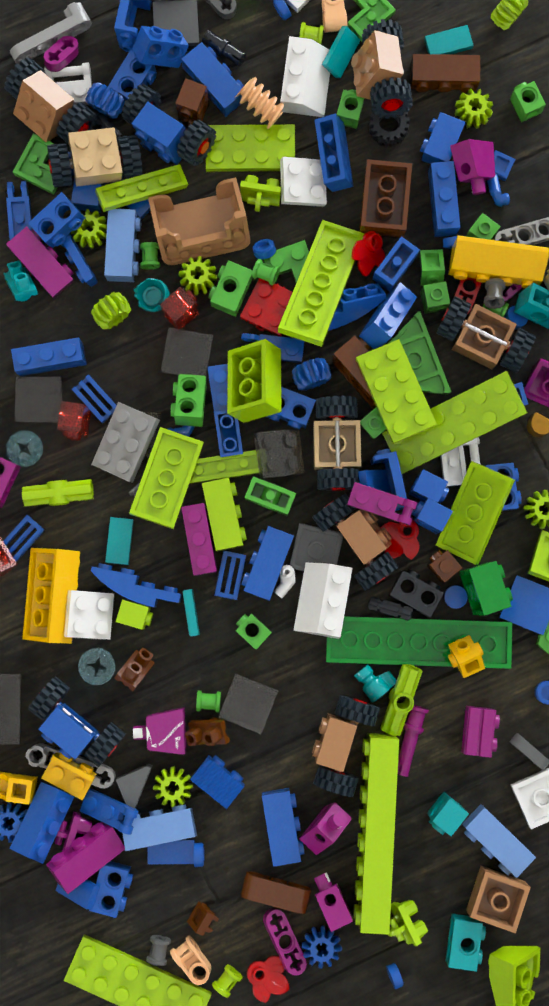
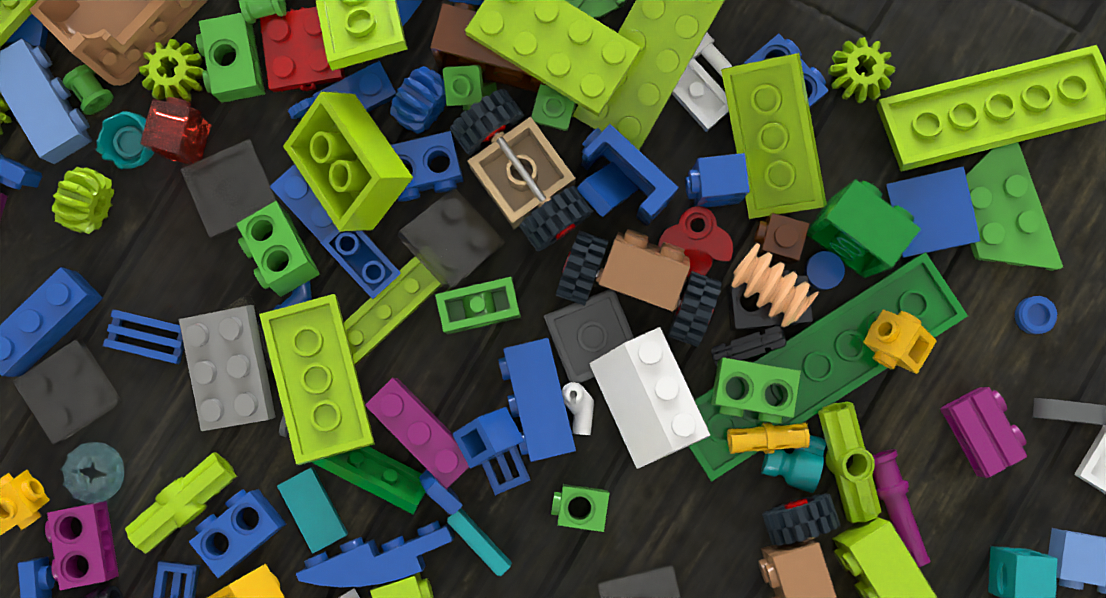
camera: 30 degrees left, 0 degrees up
(74, 420) = (132, 387): clear red brick -> none
(76, 531) = (241, 537): none -> blue brick
(164, 547) = (378, 476): none -> green plate
(189, 578) = (444, 497): none -> blue tile
(224, 514) = (431, 374): lime brick -> none
(231, 564) = (487, 437): none -> blue brick
(338, 383) = (465, 85): none -> bright green bracket
(368, 659) = (768, 438): none -> yellow pin
(381, 503) = (639, 209): magenta plate -> none
(382, 626) = (756, 380): none -> bright green brick
(421, 586) = (772, 286): none -> light nougat piece
(429, 486) = (686, 142): blue brick -> none

